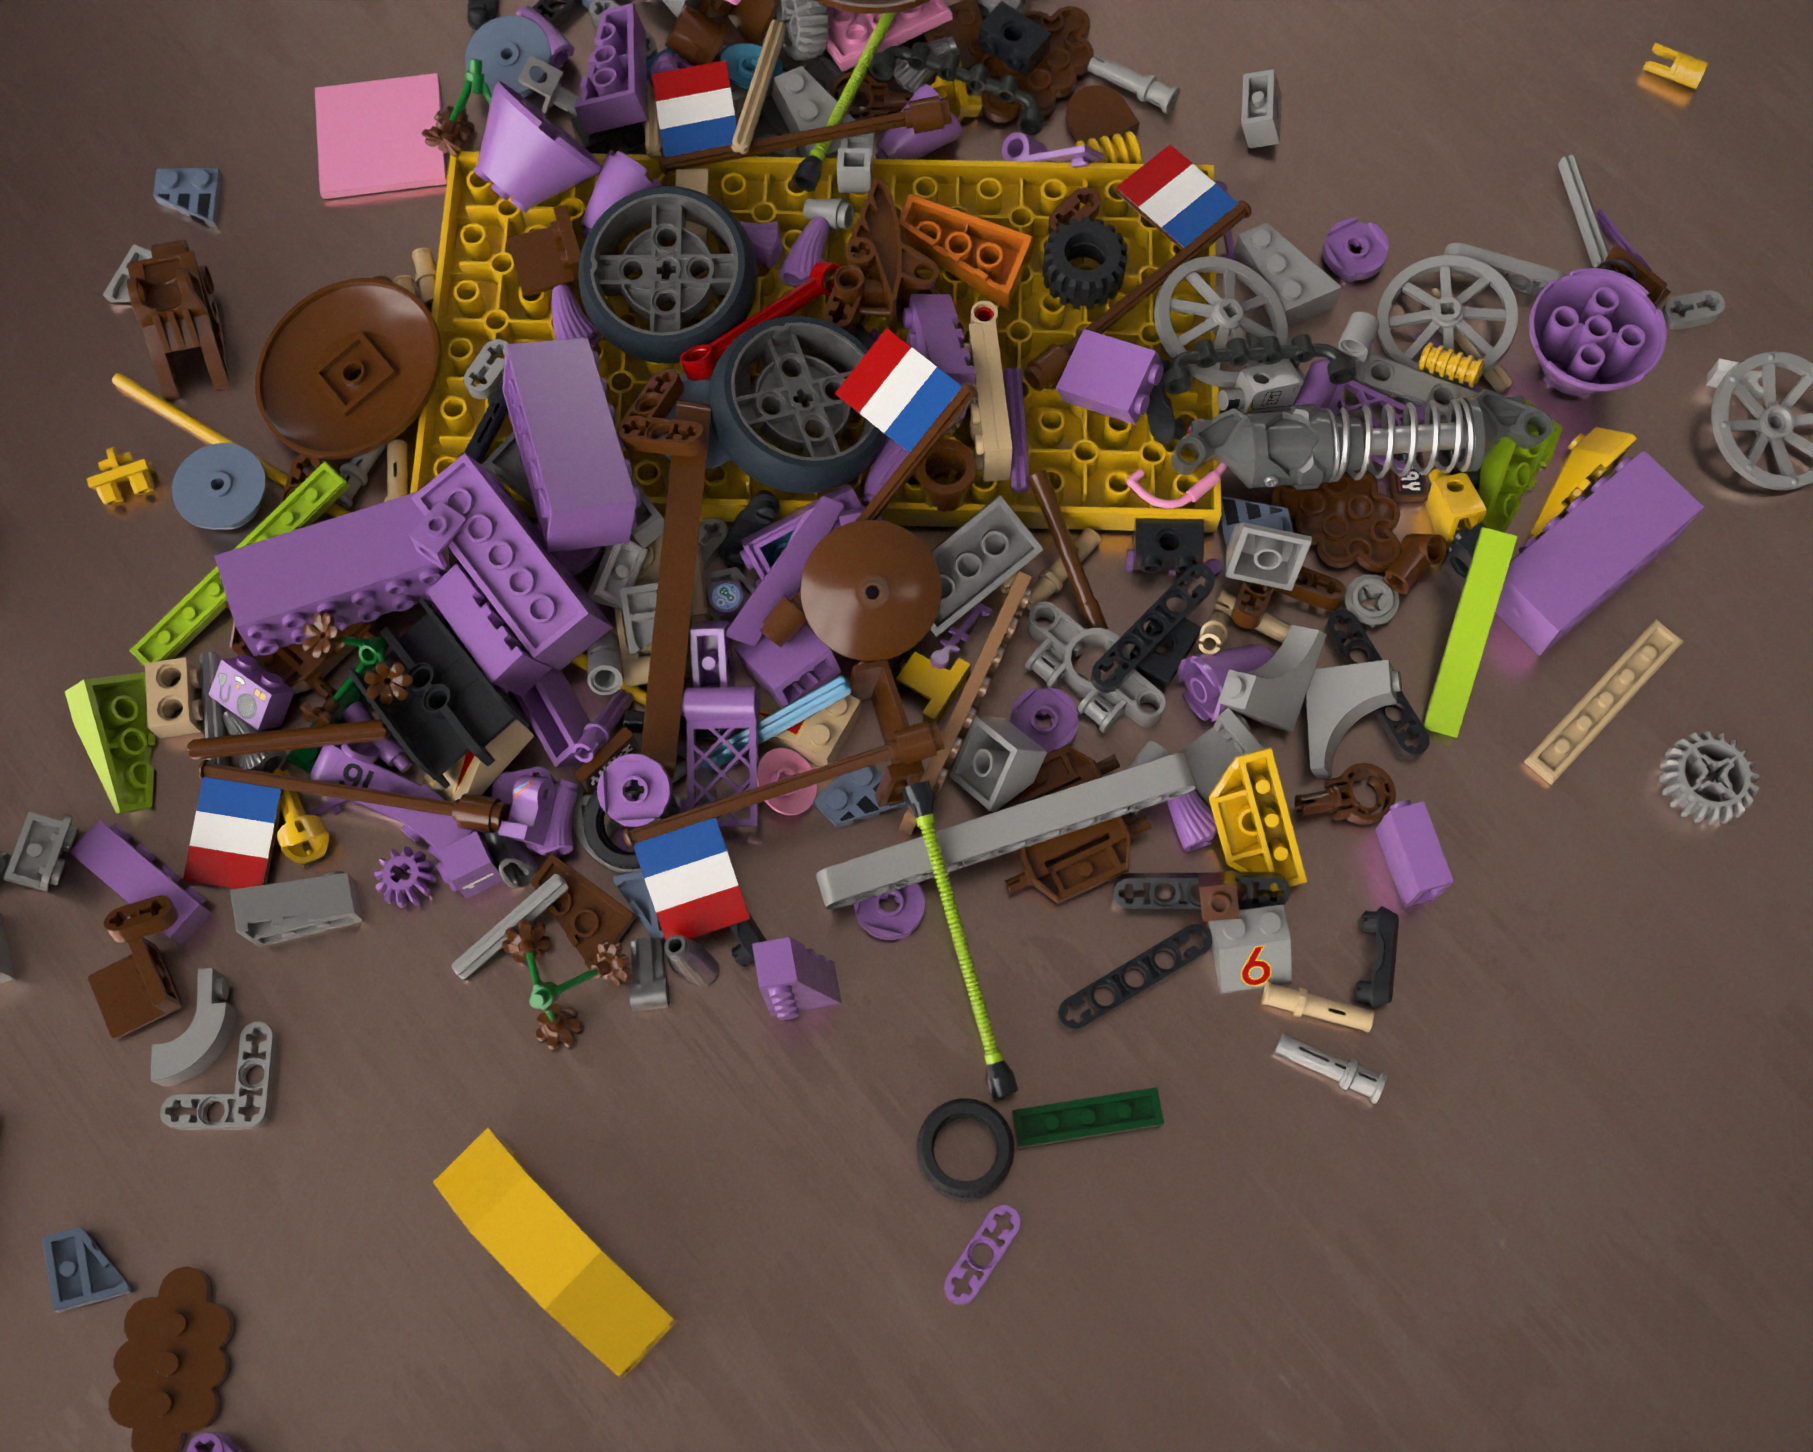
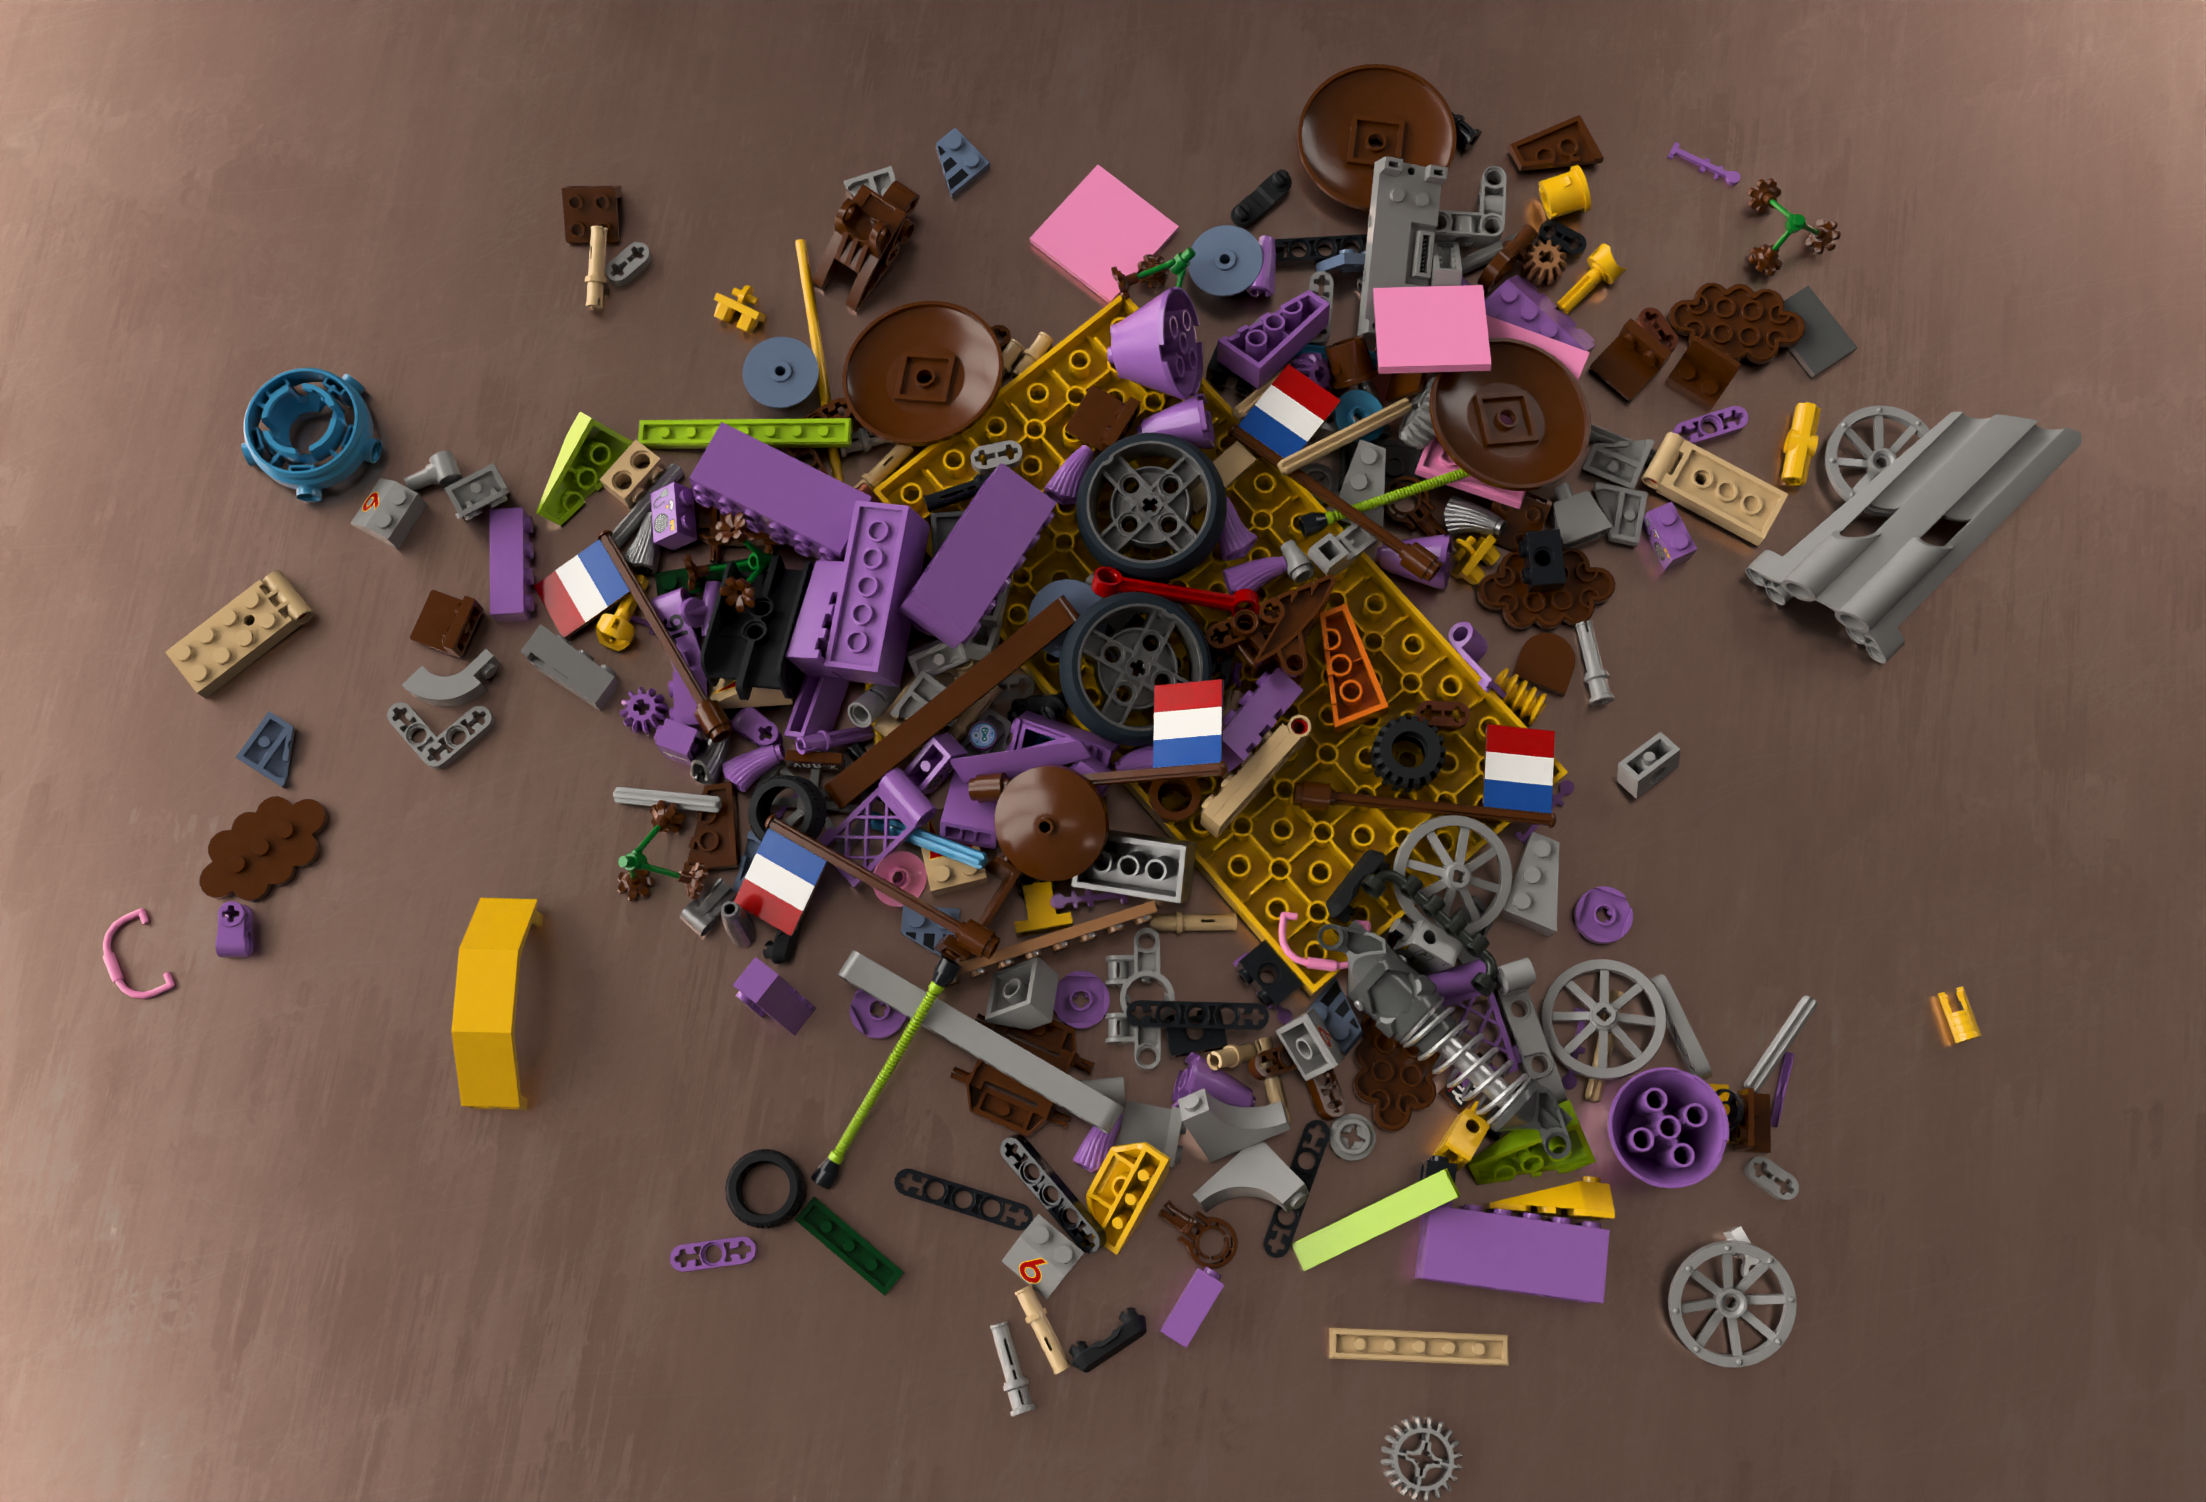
camera: 45 degrees right, 5 degrees up
(141, 918) = (484, 589): reddish brown beam -> none
(288, 739) = (659, 566): reddish brown axle -> none
(436, 532) = (849, 535): medium lavender bracket -> none
(530, 810) = (740, 747): medium lavender leg -> none
(550, 88) = (1229, 309): light grey bracket -> none
(621, 805) = (783, 799): medium lavender plate -> none
(641, 428) = (1063, 580): reddish brown beam -> none
(948, 69) = (1488, 563): pearl dark grey bar -> none
(1015, 406) = (1252, 813): medium lavender axle -> none
(1047, 500) = (1219, 876): reddish brown piece -> none
(1110, 376) = (1337, 841): medium lavender brick -> none
(1218, 896) = (1051, 1207): reddish brown brick -> none
(1416, 555) = (1409, 1141): reddish brown piece -> none
(1451, 364) = (1565, 1050): yellow piece -> none

